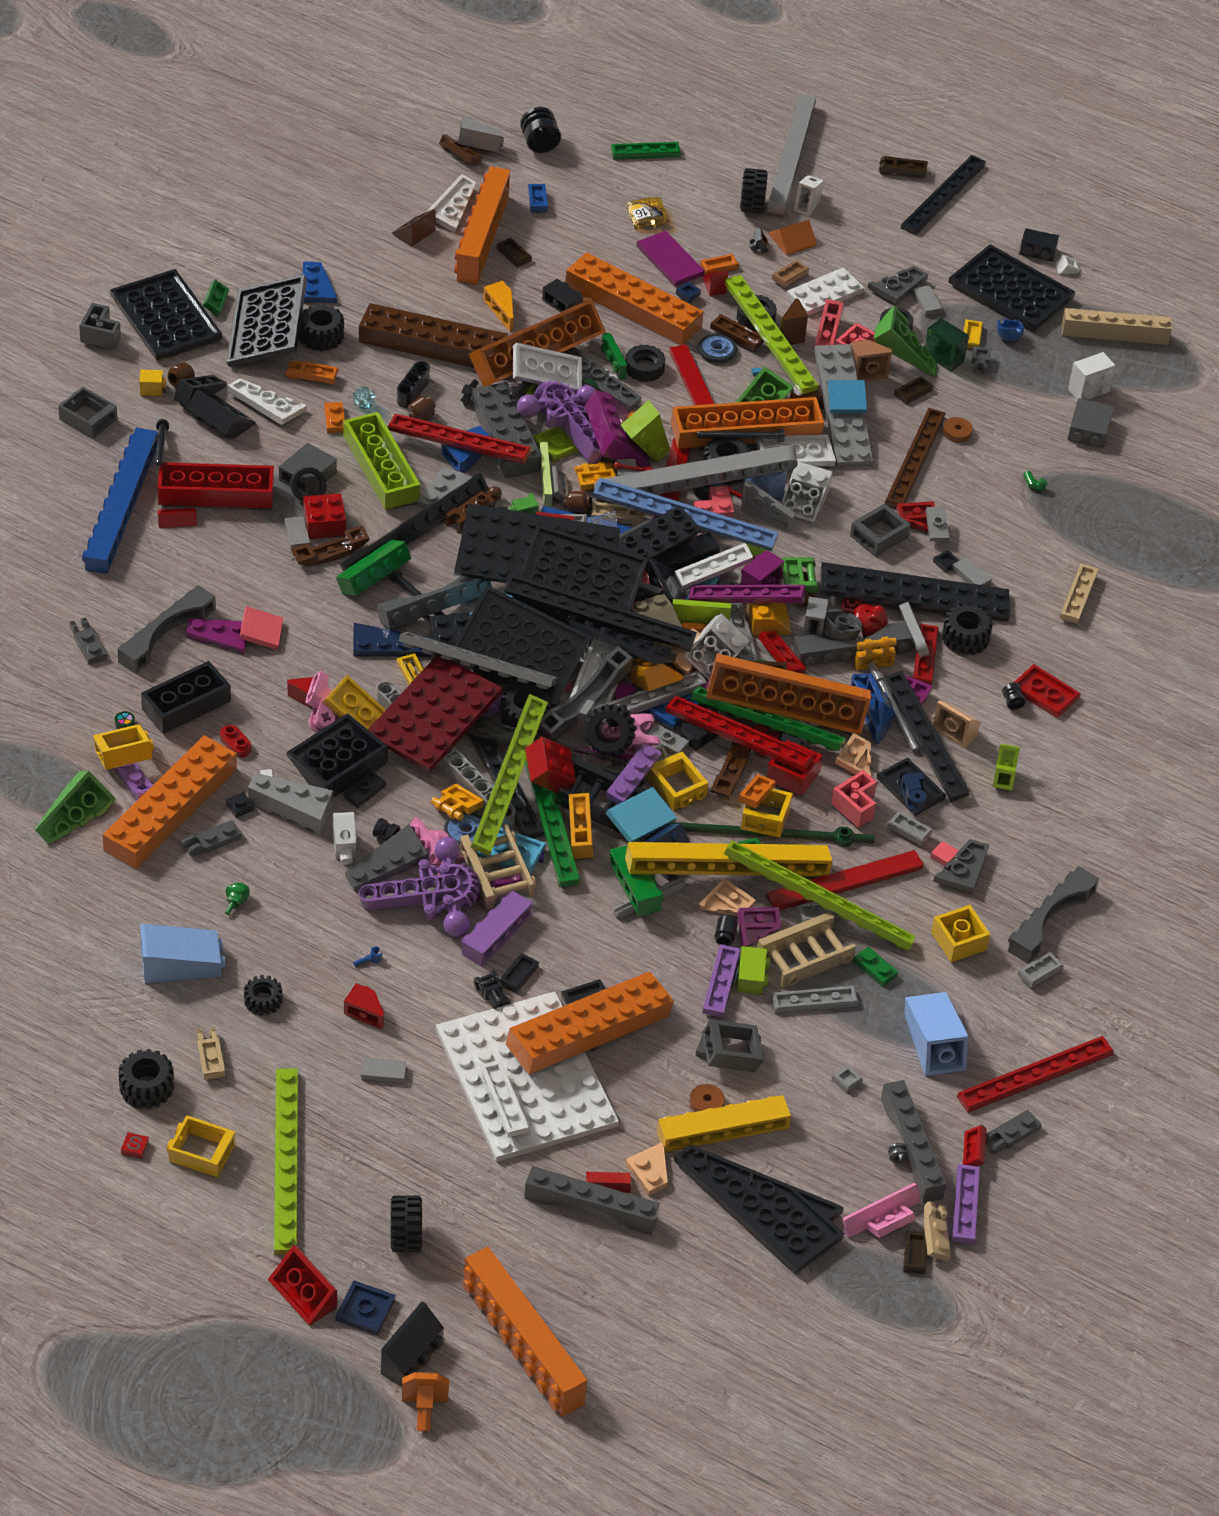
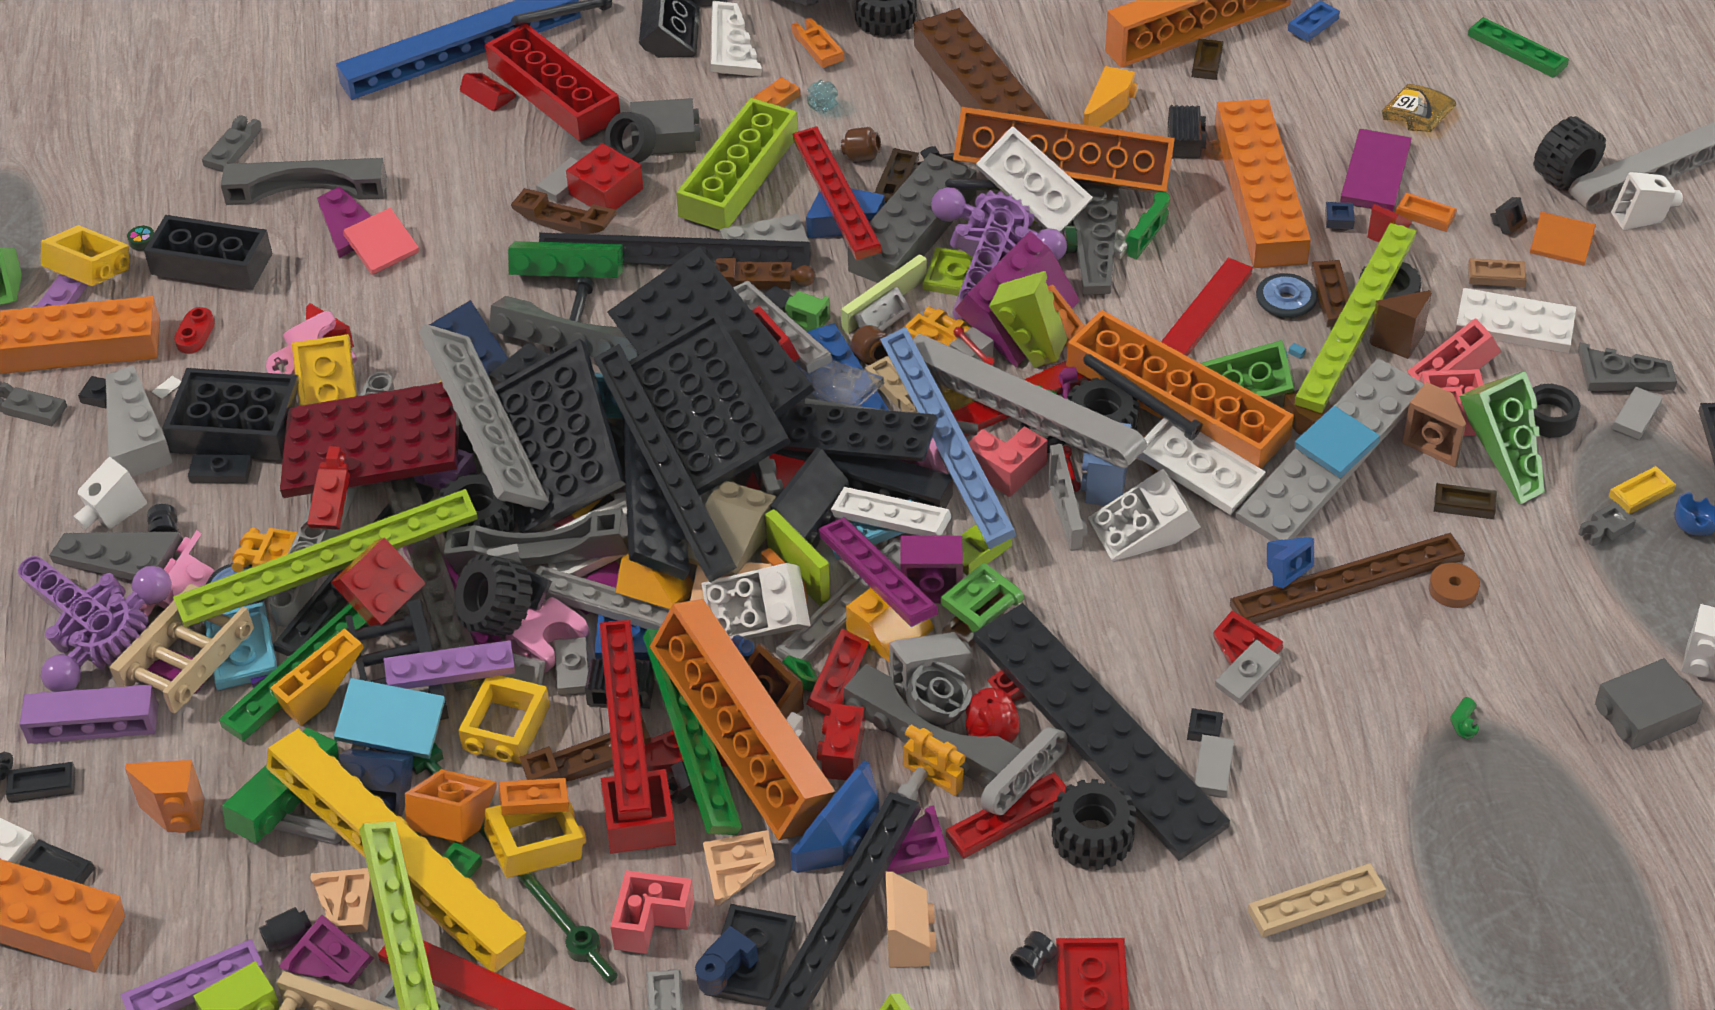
camera: 55 degrees right, 0 degrees up
(413, 383) = (894, 114): black beam -> none
(460, 413) = (897, 171): none -> dark brown plate
(461, 747) = (329, 491): none -> red hinge
(597, 923) = (168, 793): none -> orange slope
(645, 373) = (1174, 240): black tyre -> none
(686, 453) = (1068, 376): none -> magenta hand
(716, 826) = (449, 805): none -> orange slope
(826, 669) = (842, 741): none -> red brick
(877, 545) = (1169, 645): dark grey window -> none
(887, 465) = (1289, 559): none -> blue slope
(946, 344) = (1571, 473): clear green brick -> none

